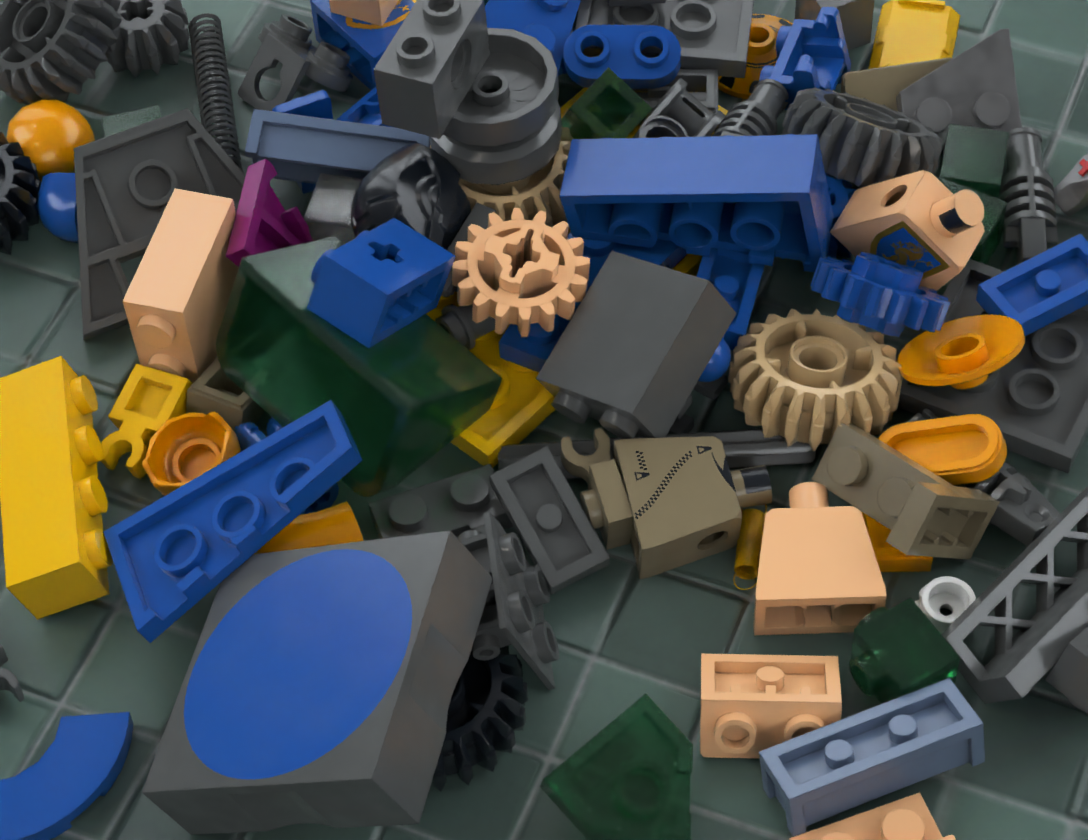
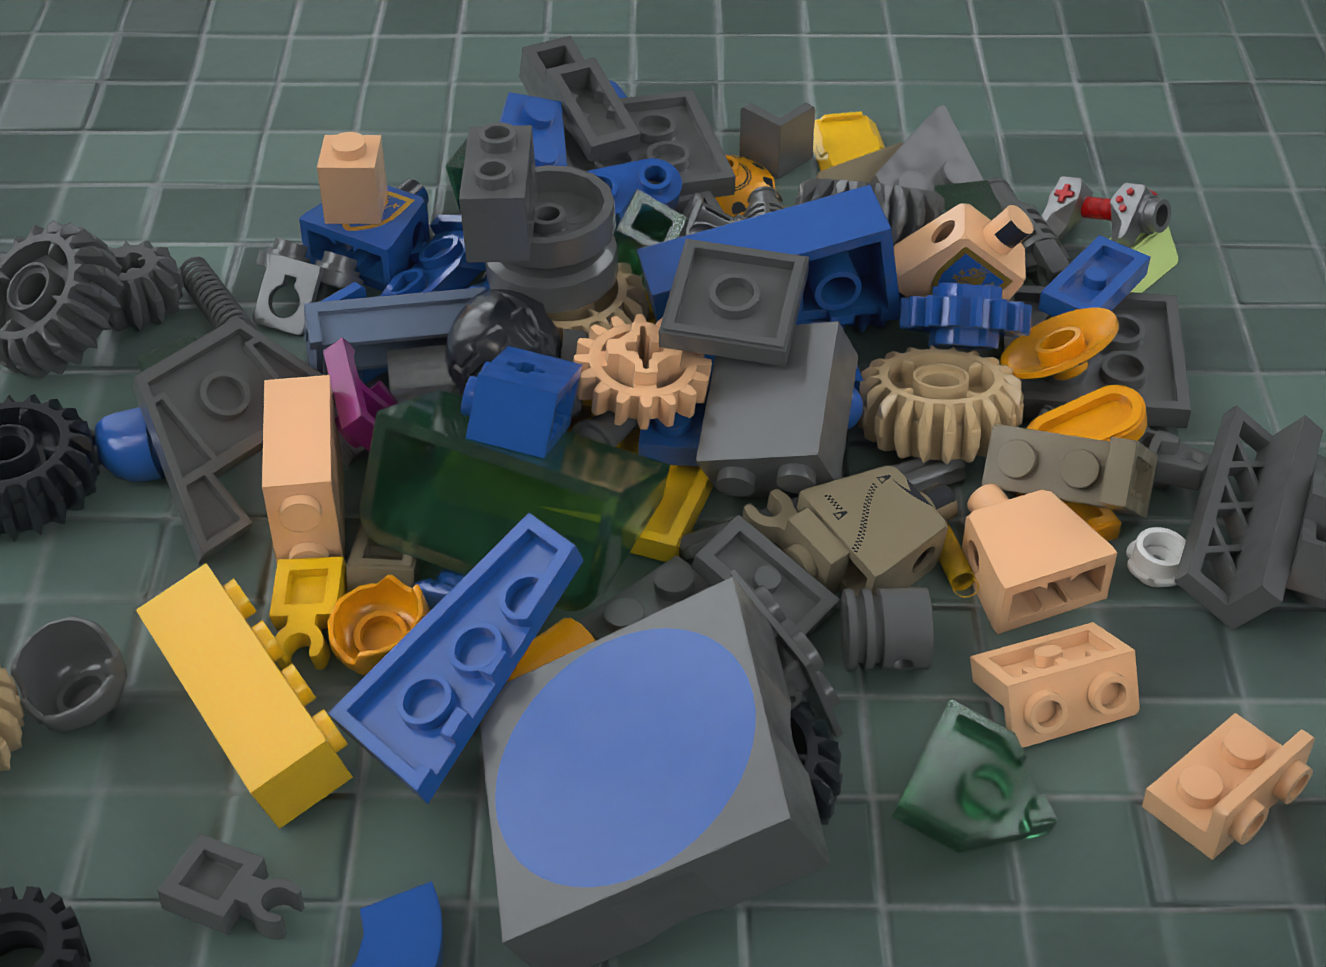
camera: 25 degrees left, 10 degrees down
(49, 134) = (84, 385): light orange hair -> none
(623, 230) = (734, 302): none -> dark grey tile
(634, 602) = (887, 629): none -> dark grey piece
(810, 54) = (779, 162): blue piece -> none
(872, 754) = (1178, 692): sand blue container -> none
(899, 652) = (1153, 606): clear green brick -> none

